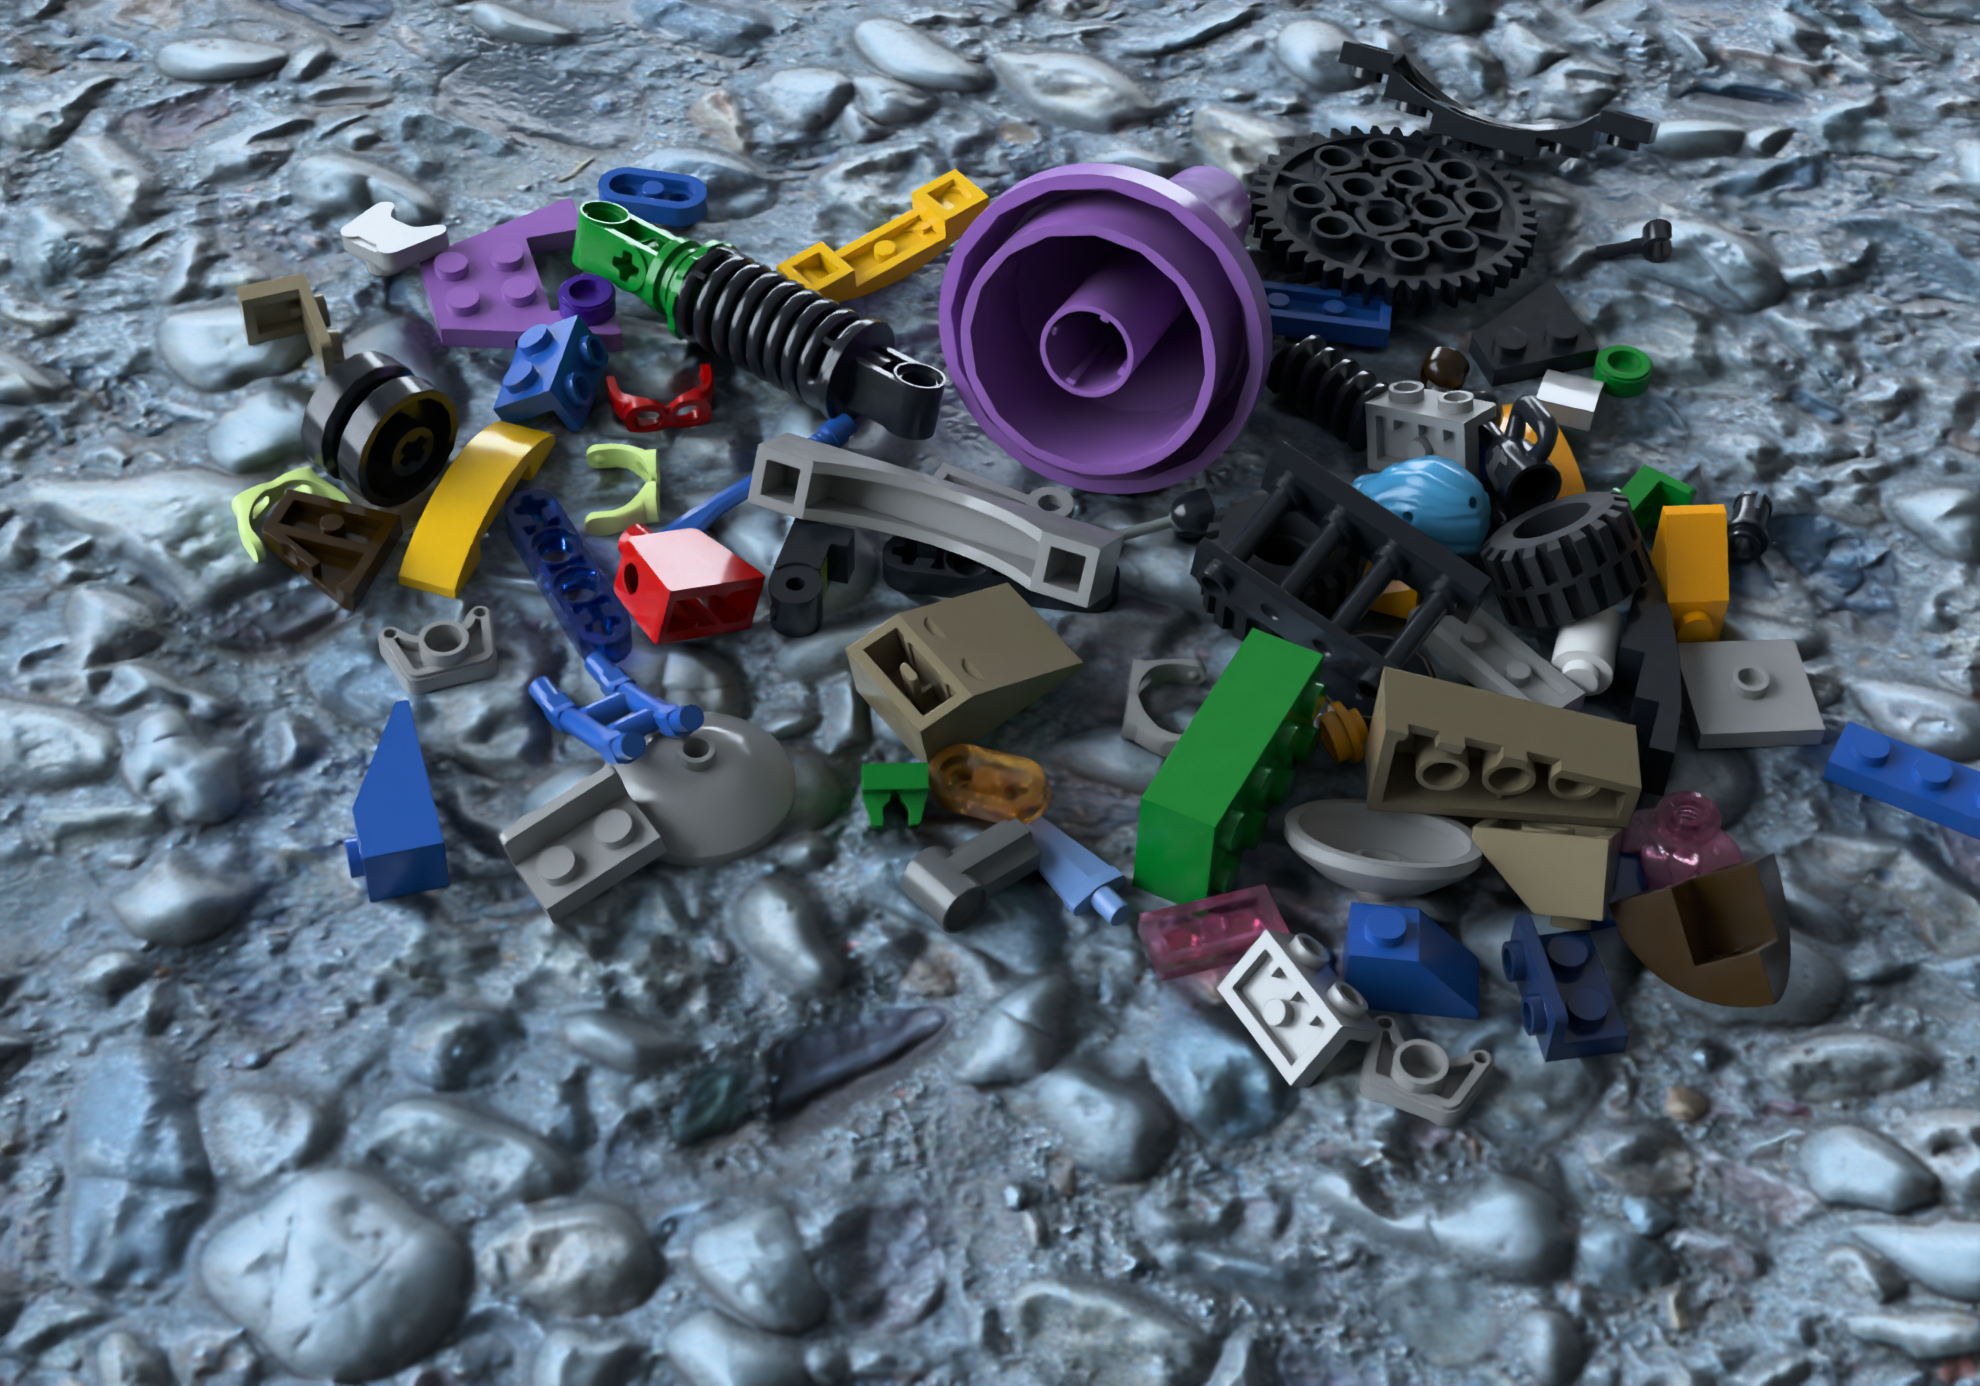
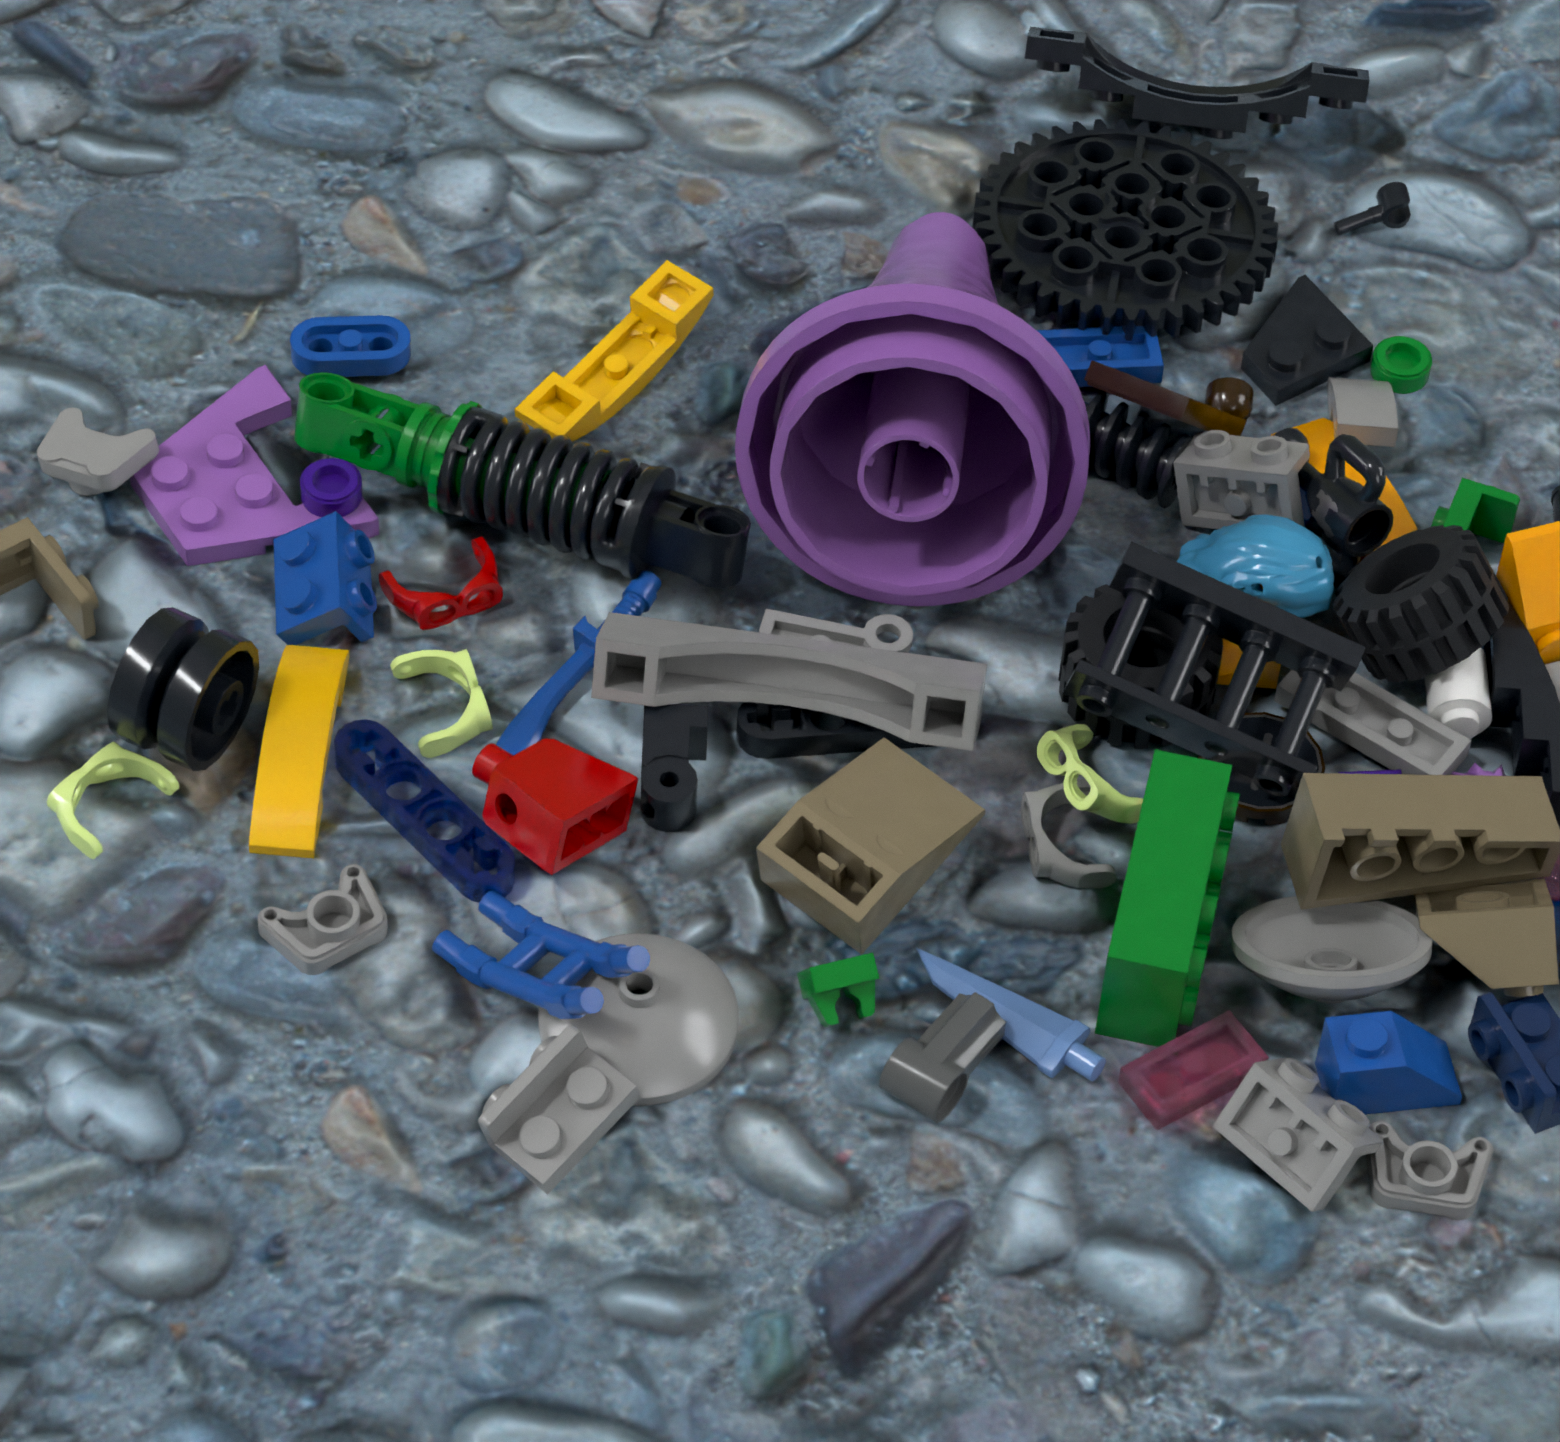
camera: 15 degrees left, 5 degrees up
(332, 543) = (169, 824): dark brown wing -> none
(396, 818) = (367, 1128): blue slope -> none
(998, 784) = (936, 957): clear orange plate -> none
(1187, 517) = (1027, 618): black hinge -> none
(1201, 624) = (1102, 797): none -> yellowish green cap
(1343, 733) = (1254, 832): light orange plate -> none
(1371, 349) = (1162, 400): none -> dark brown tile

